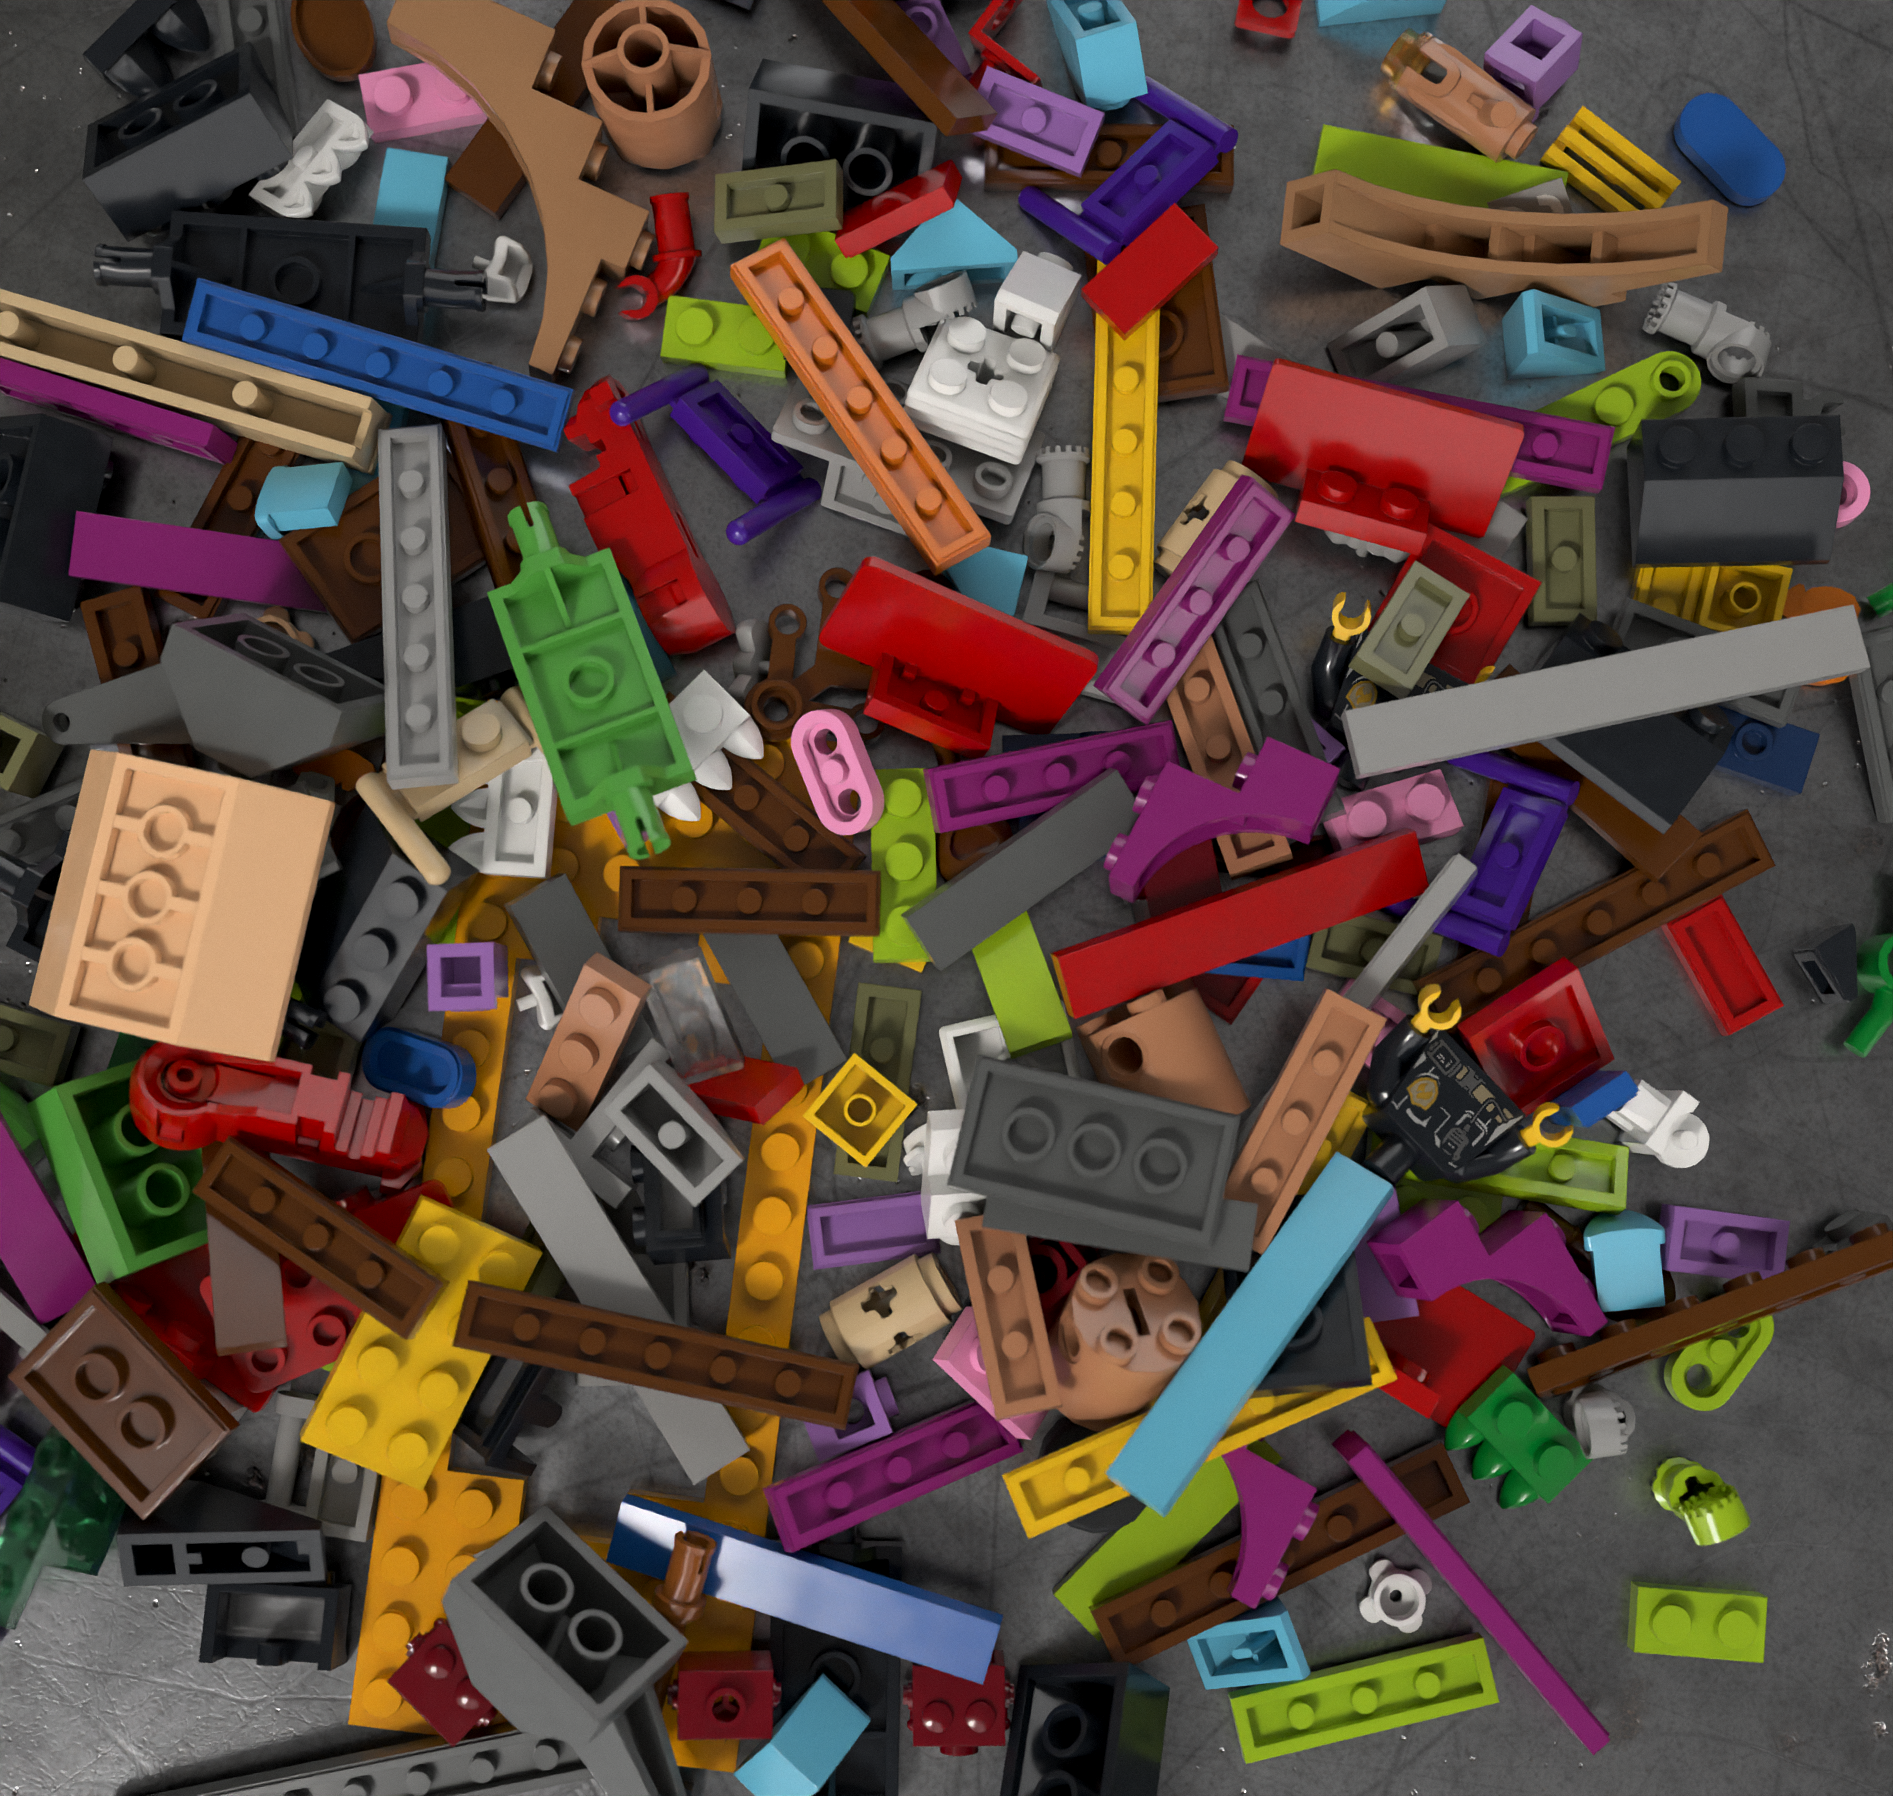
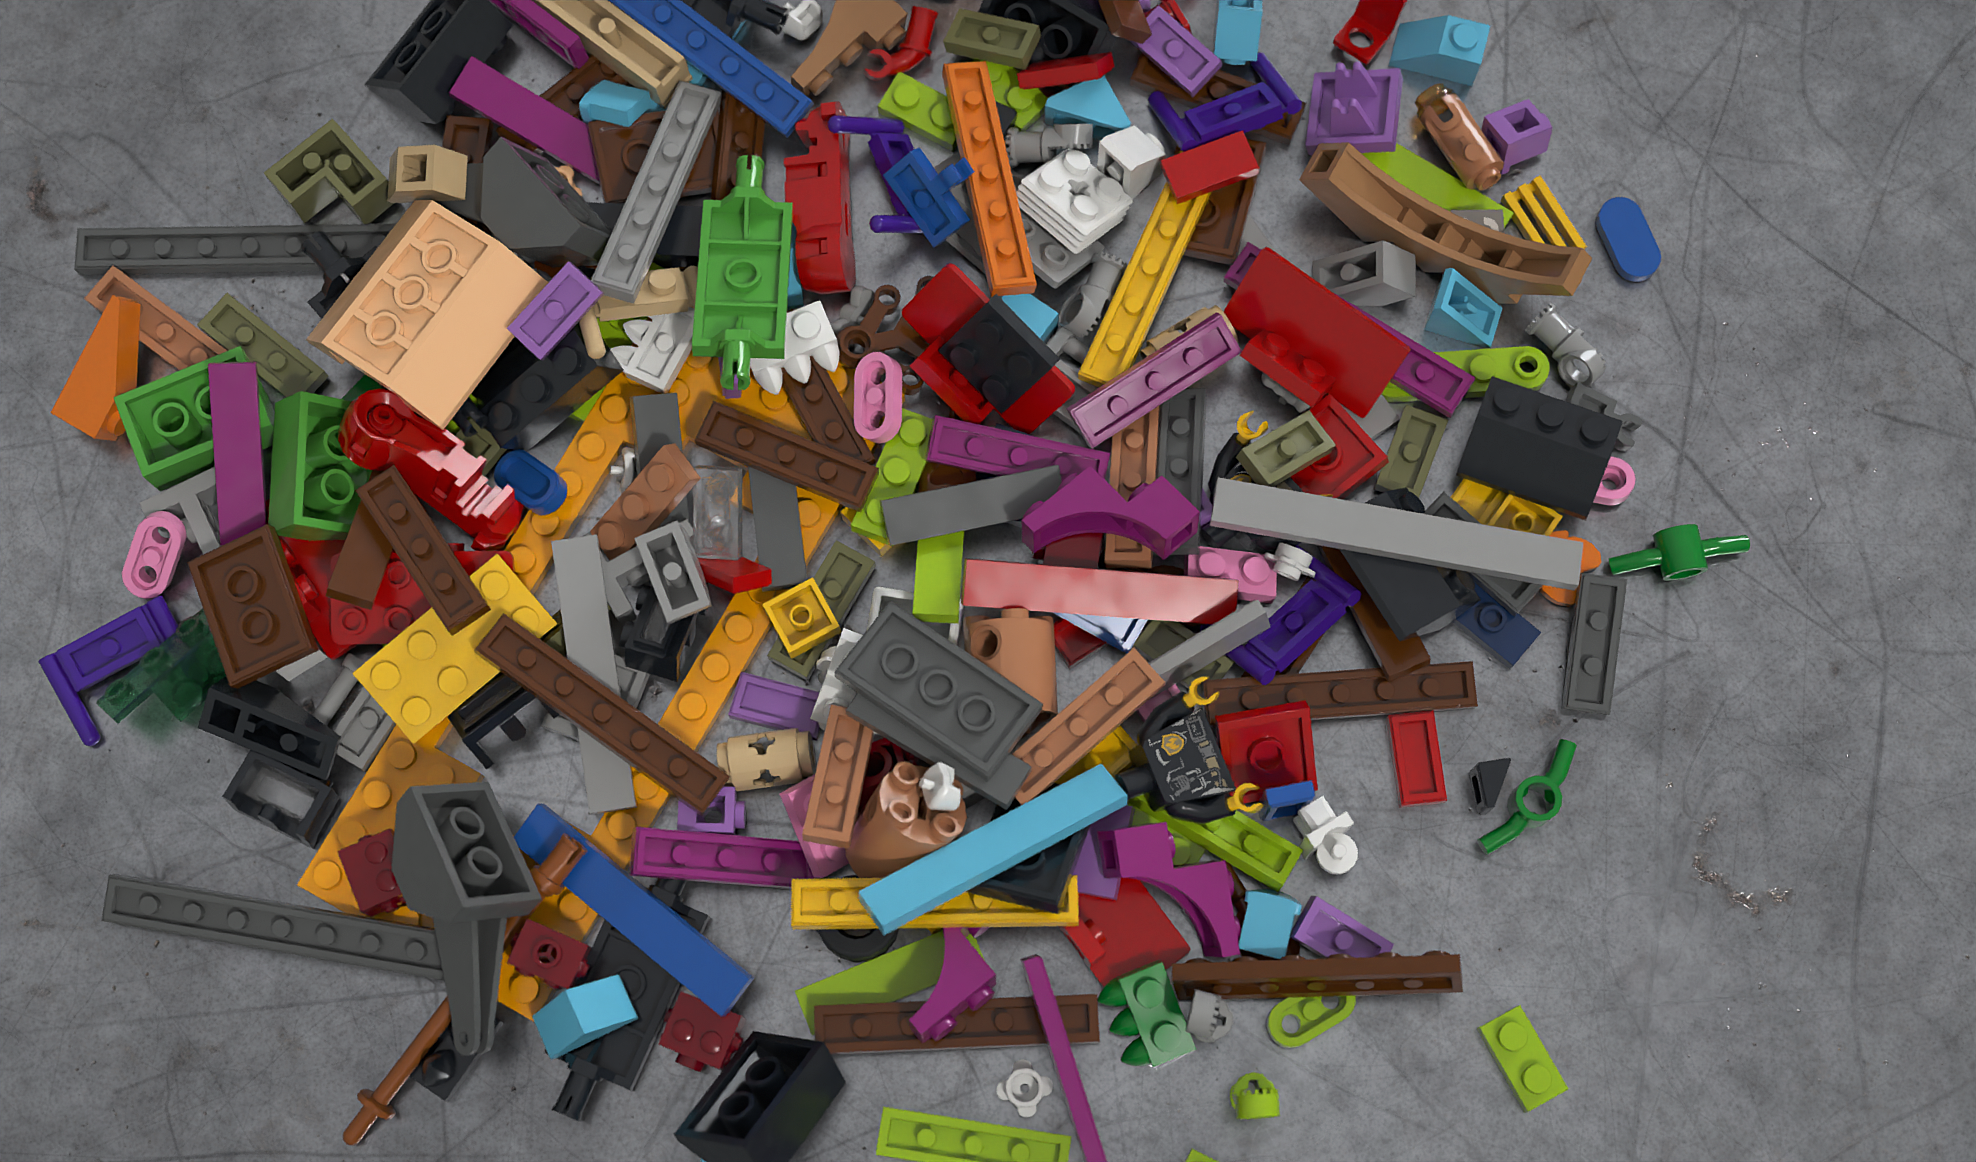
camera: 25 degrees right, 10 degrees down
(93, 711) = (426, 174): none -> tan slope
(357, 840) = (555, 310): none -> medium lavender plate
(466, 976) = (587, 429): medium lavender brick -> none
(789, 461) = (929, 194): none -> blue plate
(979, 651) = (999, 354): none -> black plate
(1153, 1287) = (939, 788): none -> white piece
(1250, 1649) = (908, 1076): medium azure slope -> none
(1306, 112) = (1355, 108): none -> medium lavender plate
(1469, 775) = (1291, 562): none -> white plate

